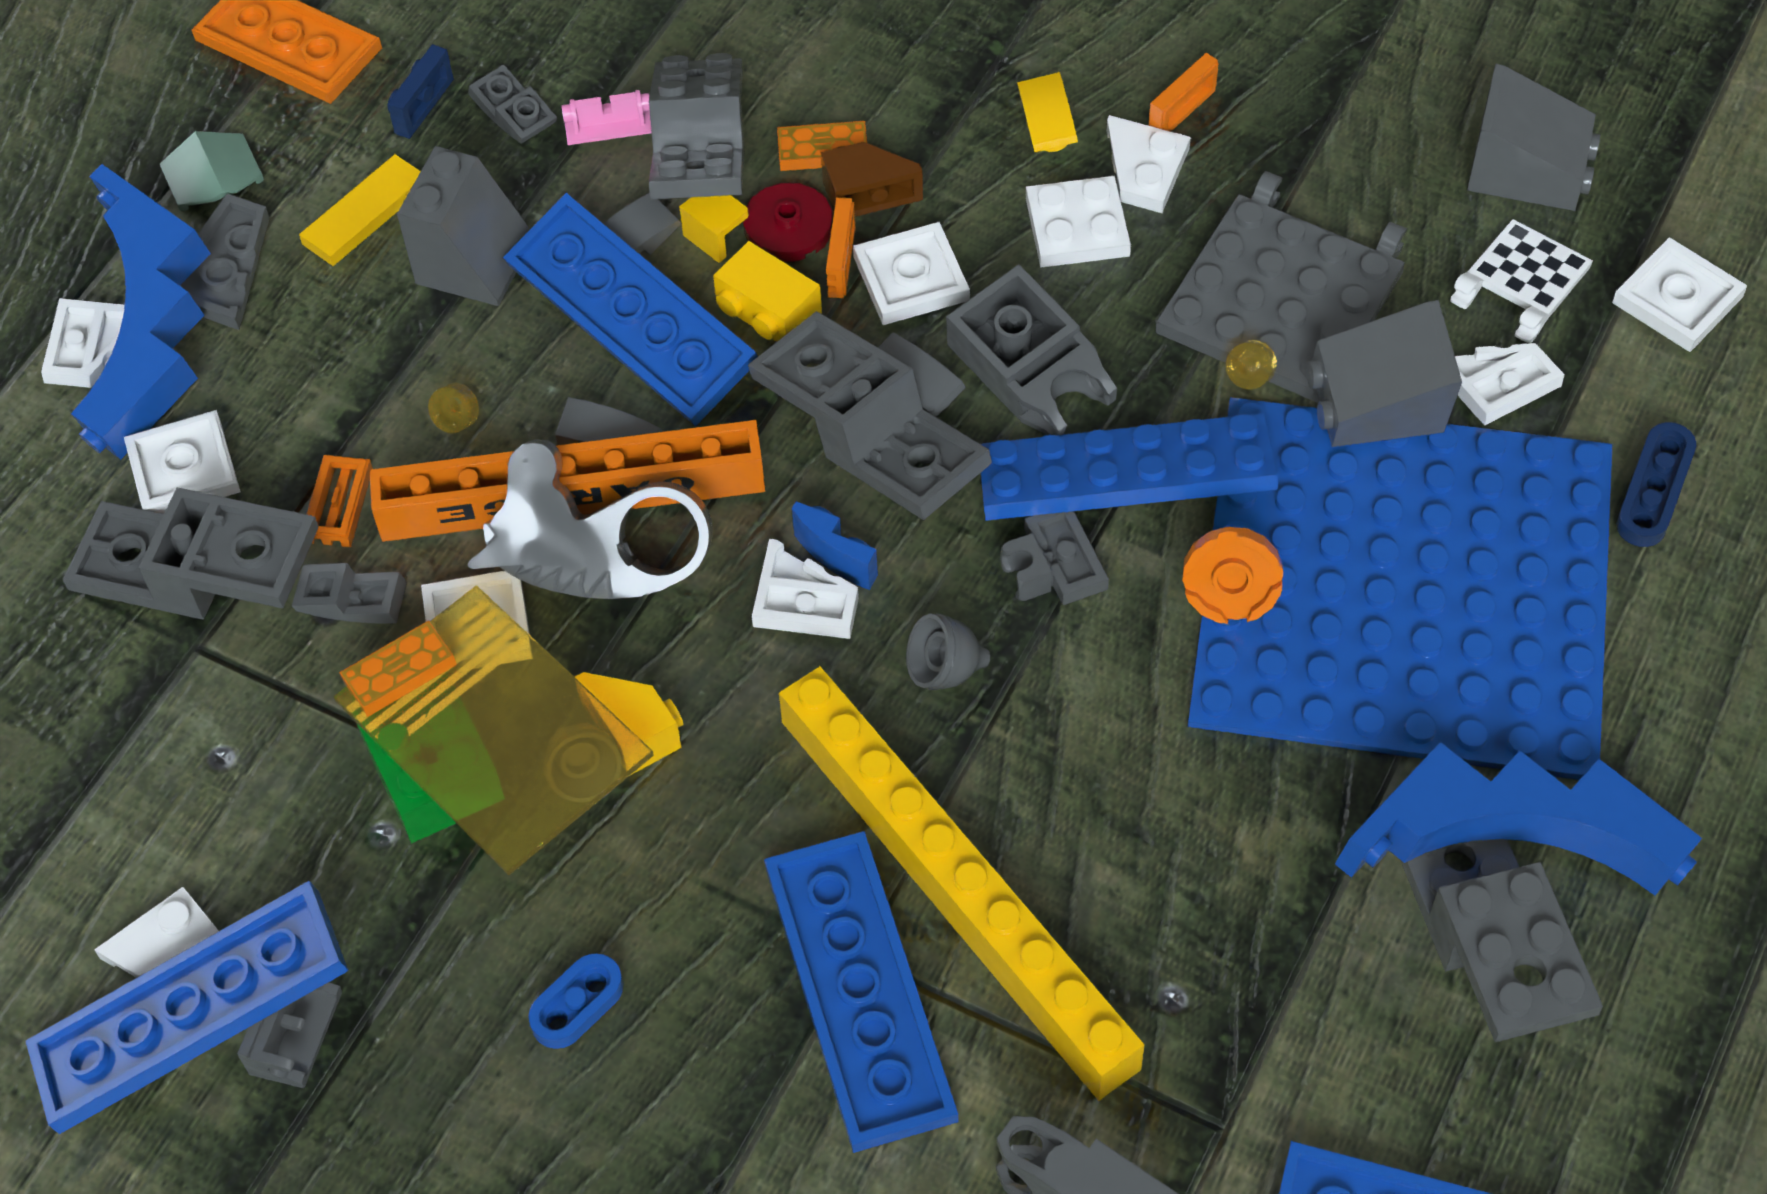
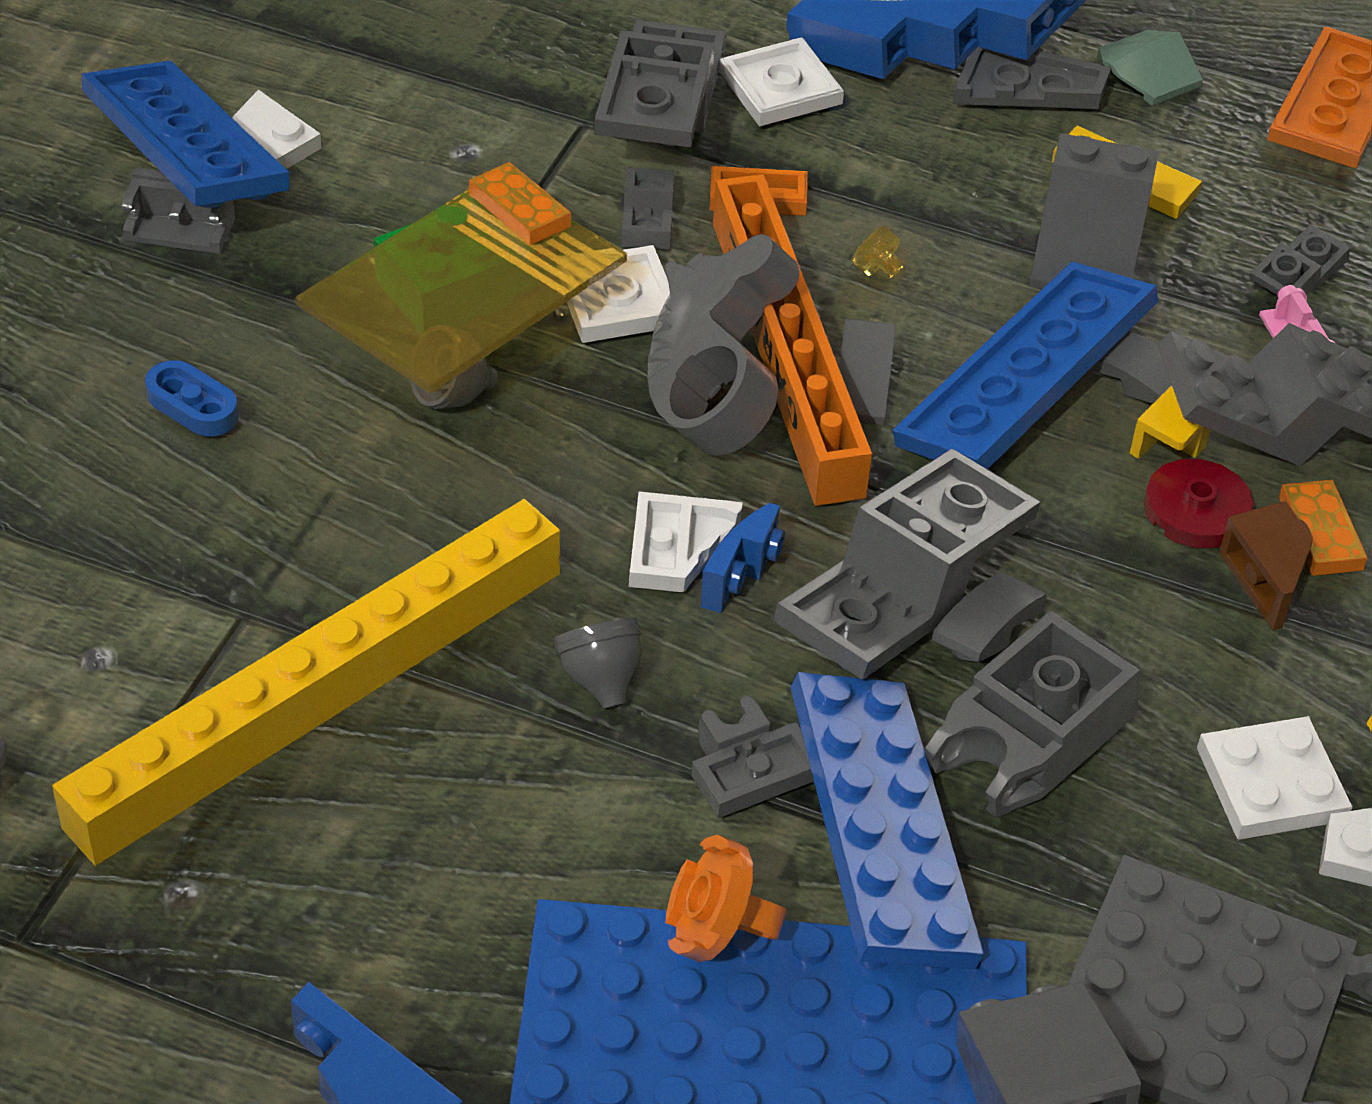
camera: 80 degrees right, 10 degrees down
(420, 91) = (1290, 188): dark blue plate -> none
(640, 710) = (503, 409): yellow slope -> none
(765, 292) = (1079, 481): yellow brick -> none
(840, 248) = (1162, 541): orange tile -> none
(860, 992) = (189, 609): blue plate -> none
(911, 273) = (1144, 610): white plate -> none
(1251, 364) = (1069, 950): clear yellow tile -> none

